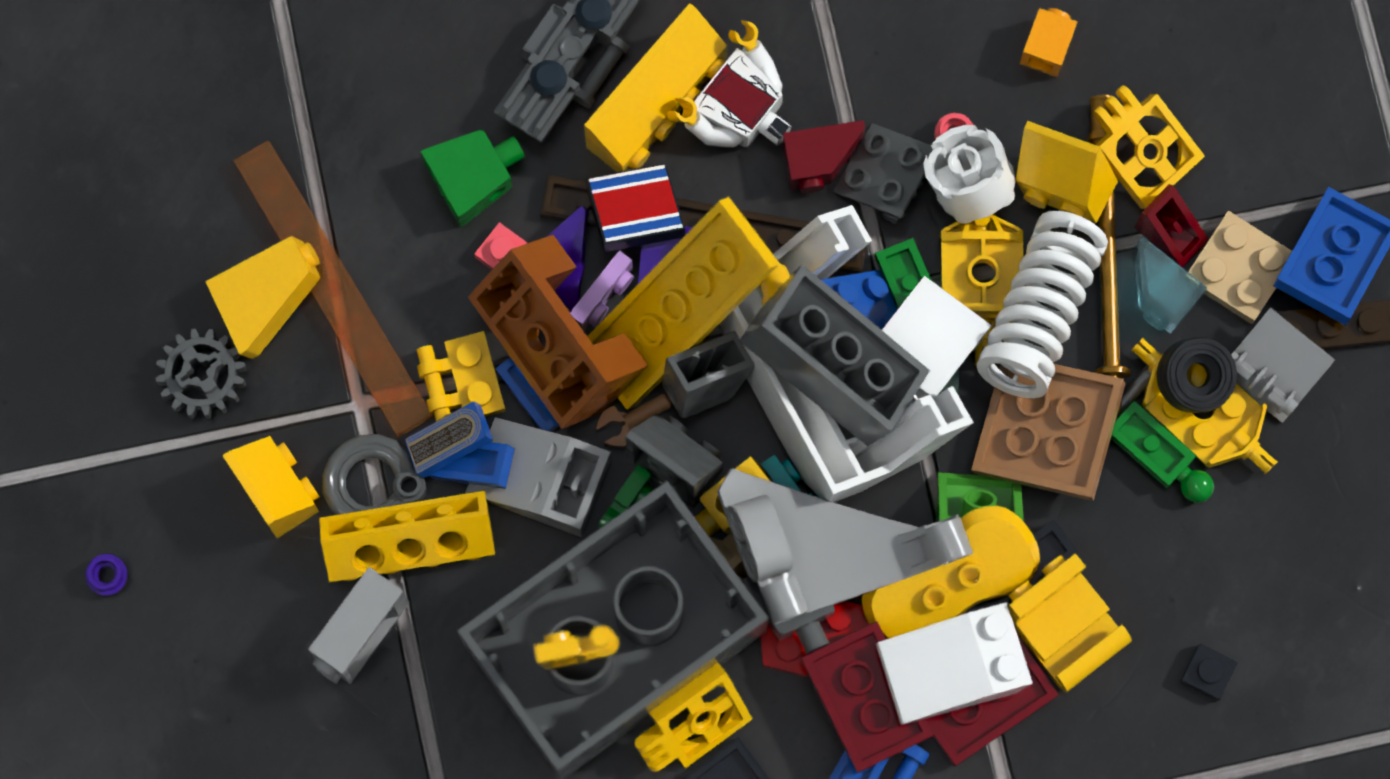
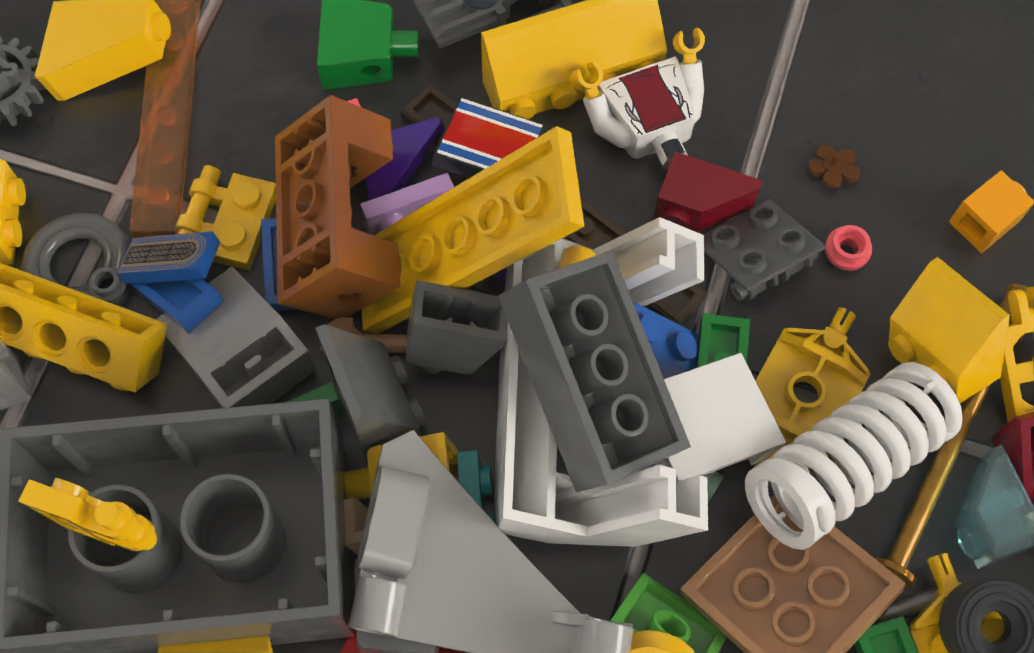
camera: 30 degrees right, 10 degrees down
(908, 66) = (834, 166): none -> reddish brown plant
(970, 173) = (846, 284): white brick -> none

